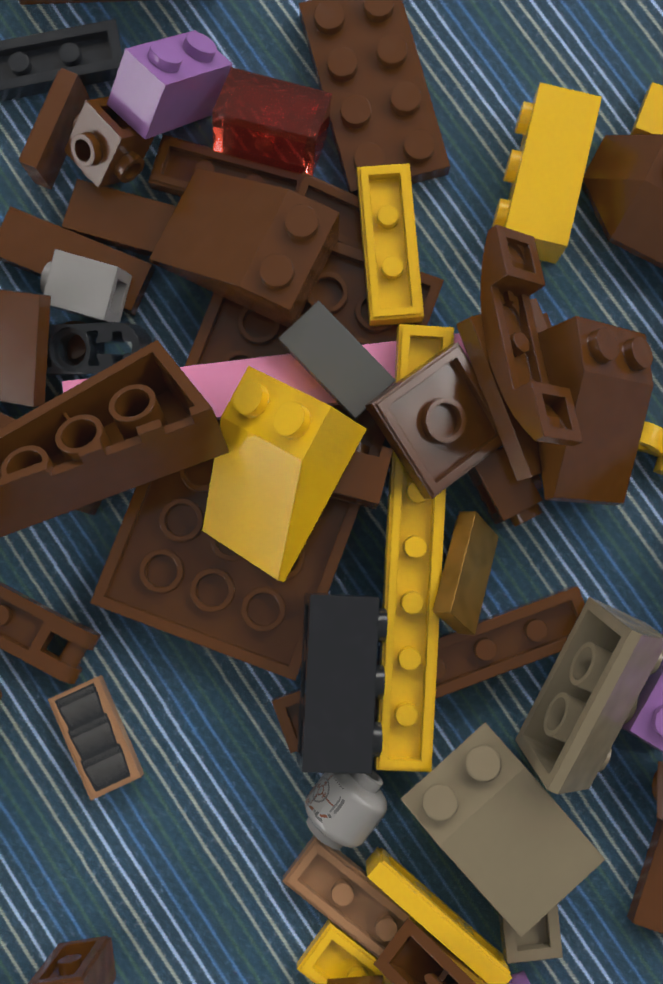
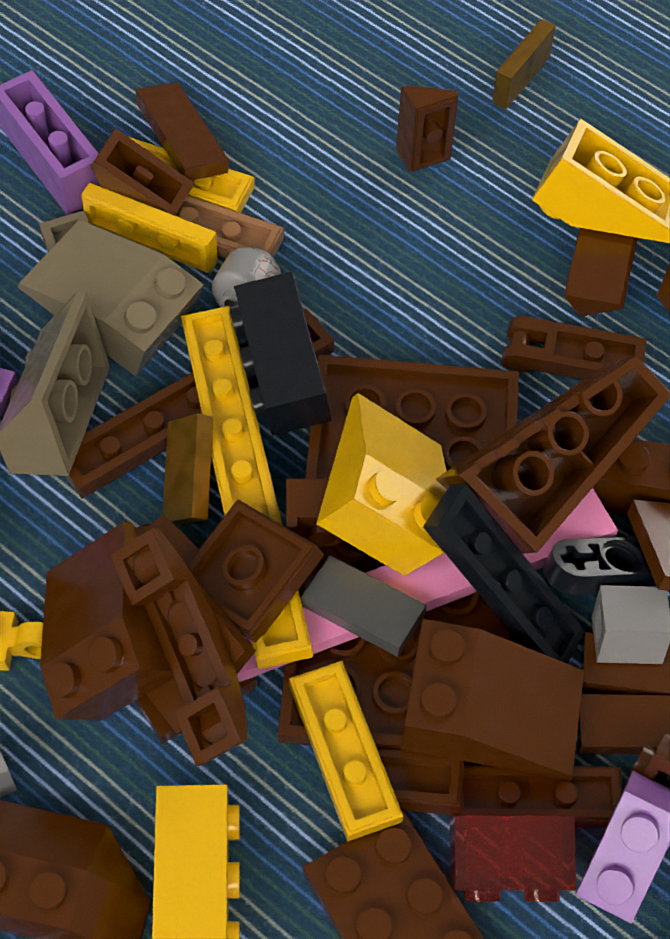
camera: 160 degrees right, 25 degrees down
(96, 737) = (475, 292): tile -> none
(199, 344) = (502, 574): none -> black plate

